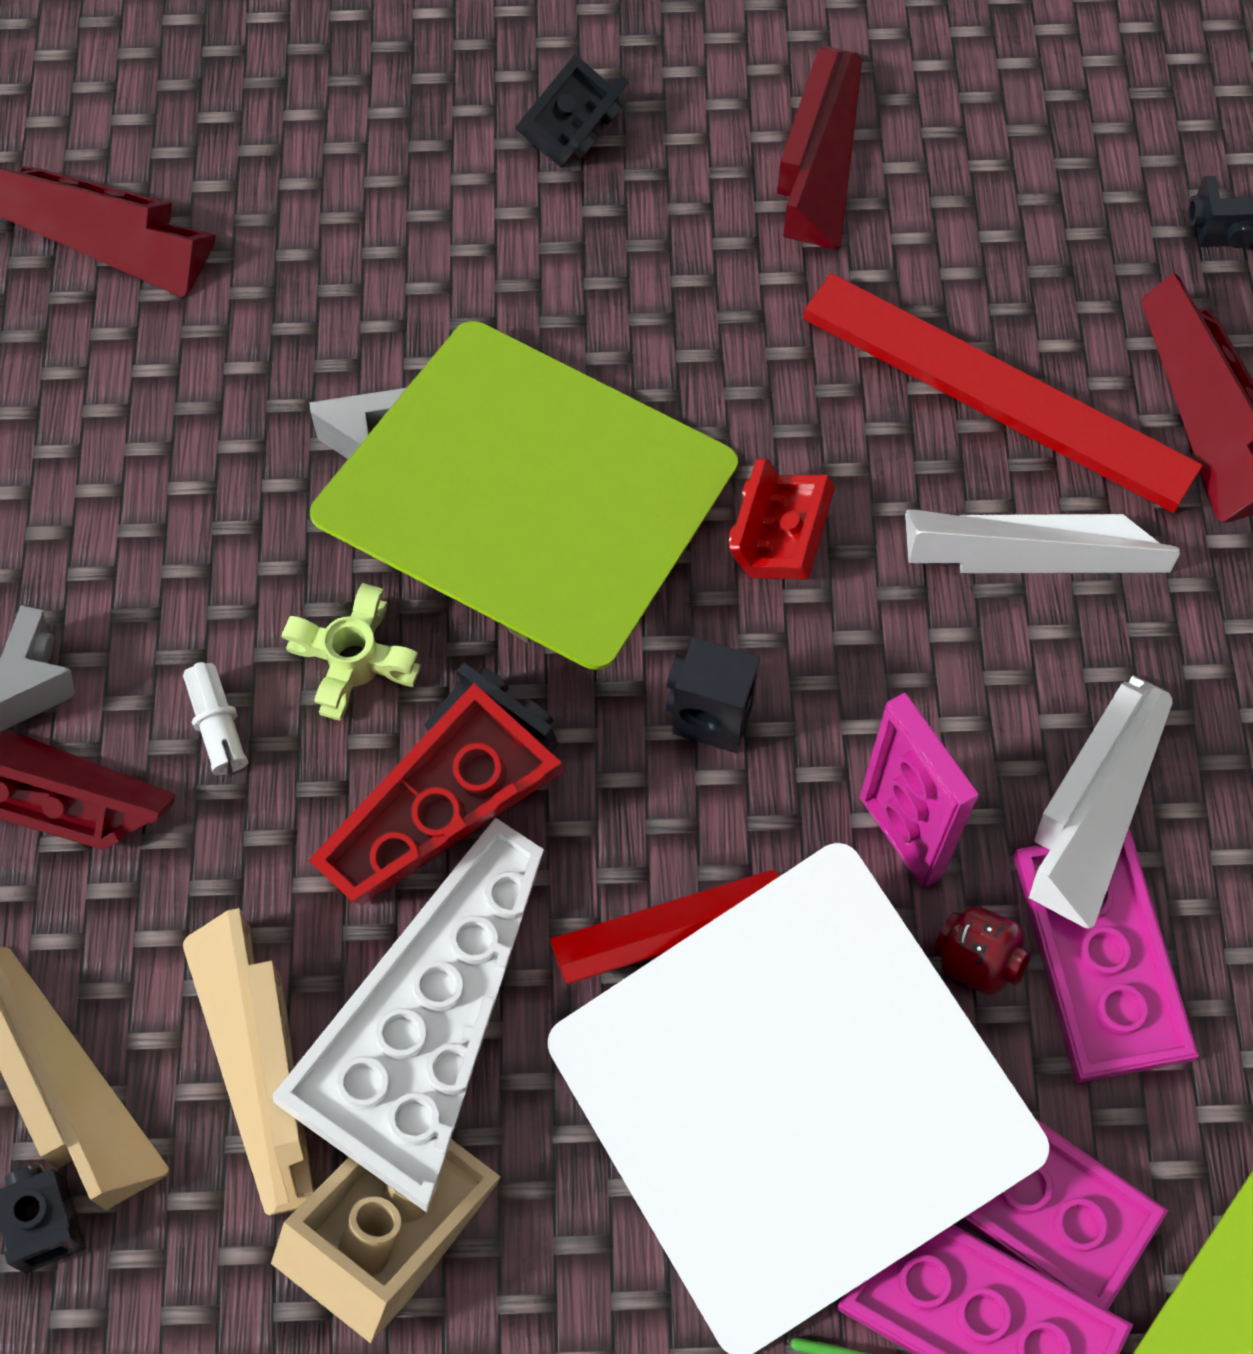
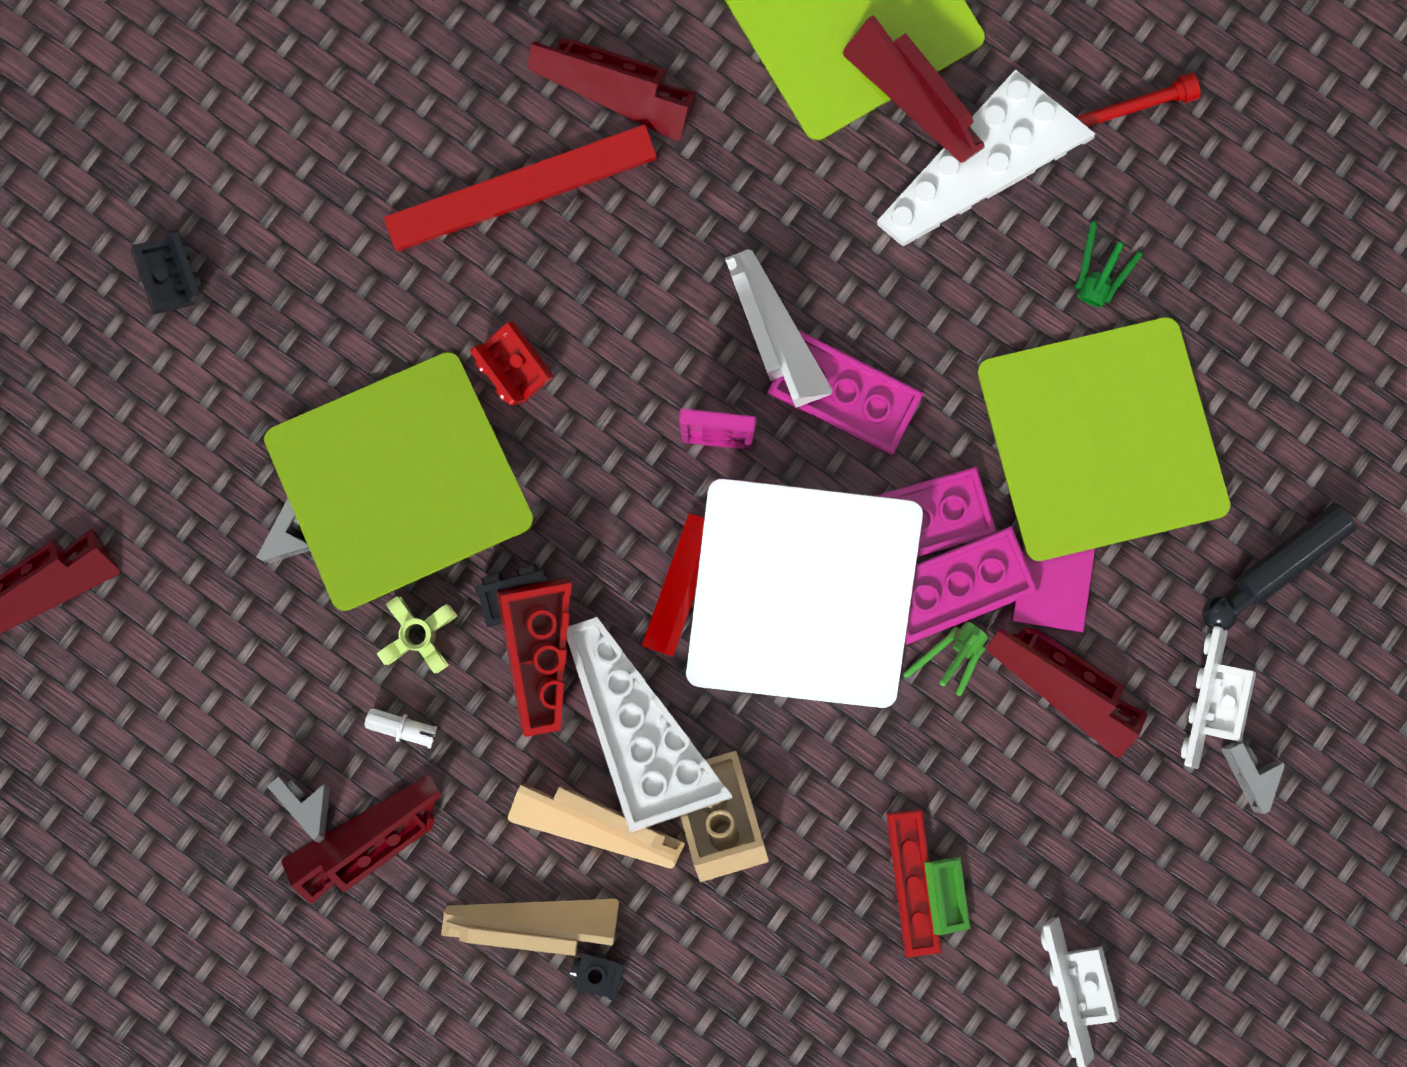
camera: 50 degrees left, 20 degrees up
(712, 693) = (583, 477): black brick -> none
(820, 150) = (296, 153): dark red wedge -> none
(982, 950) = (803, 450): dark red head -> none
(1036, 543) = (619, 246): white wedge -> none

